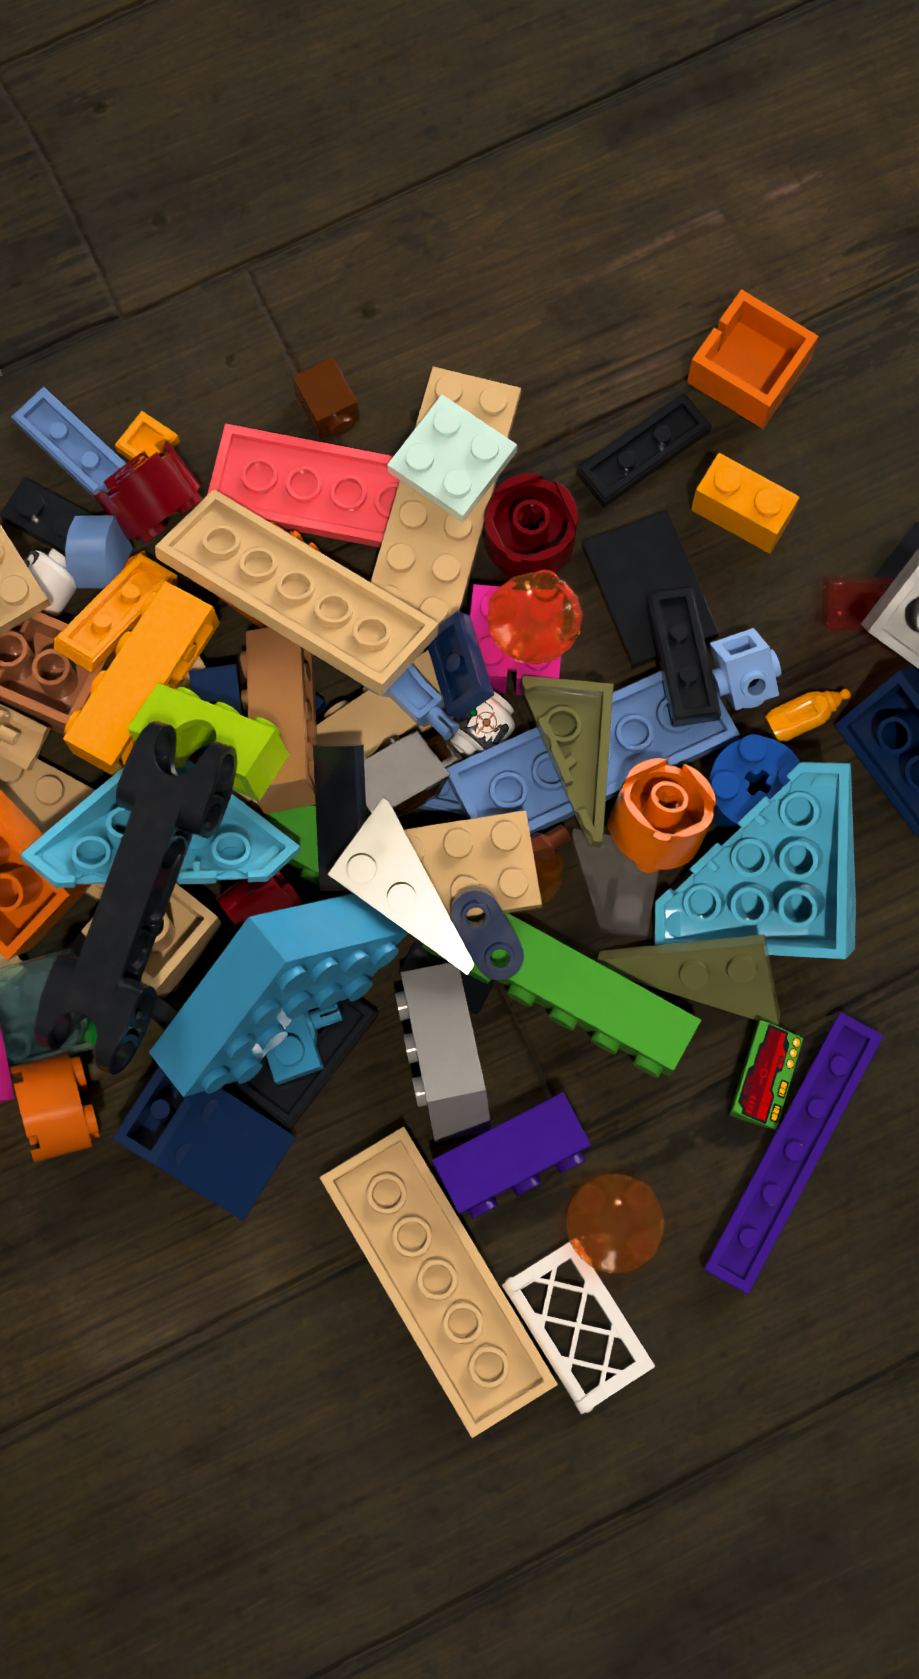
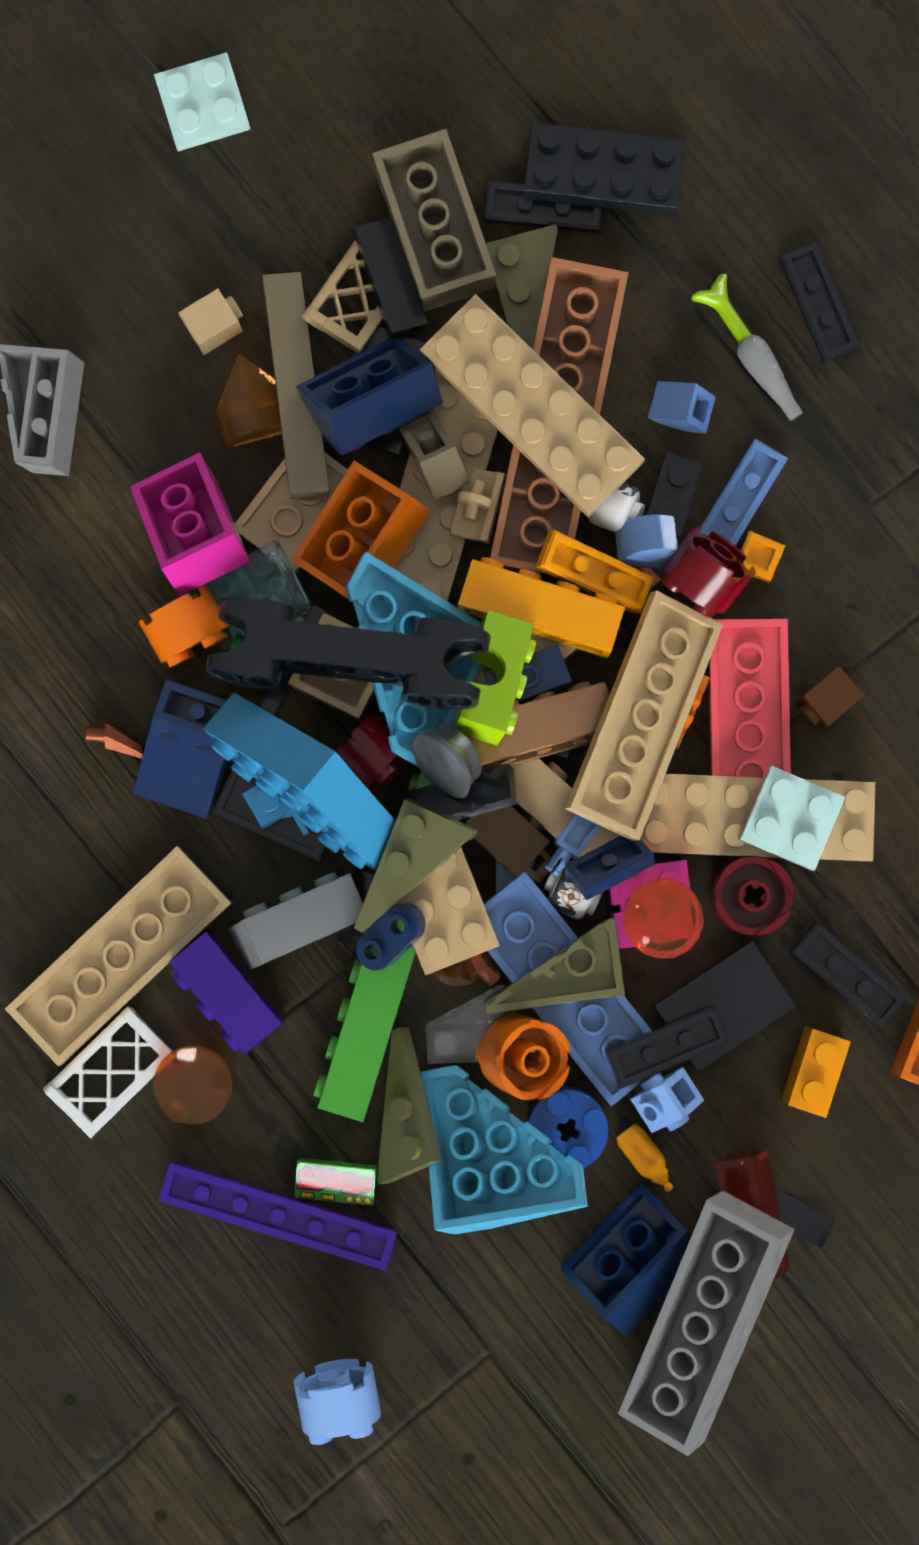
camera: 80 degrees right, 10 degrees up
(171, 1229) = (115, 739): none -> copper bar
(292, 811) = (447, 759): none -> flat silver hat

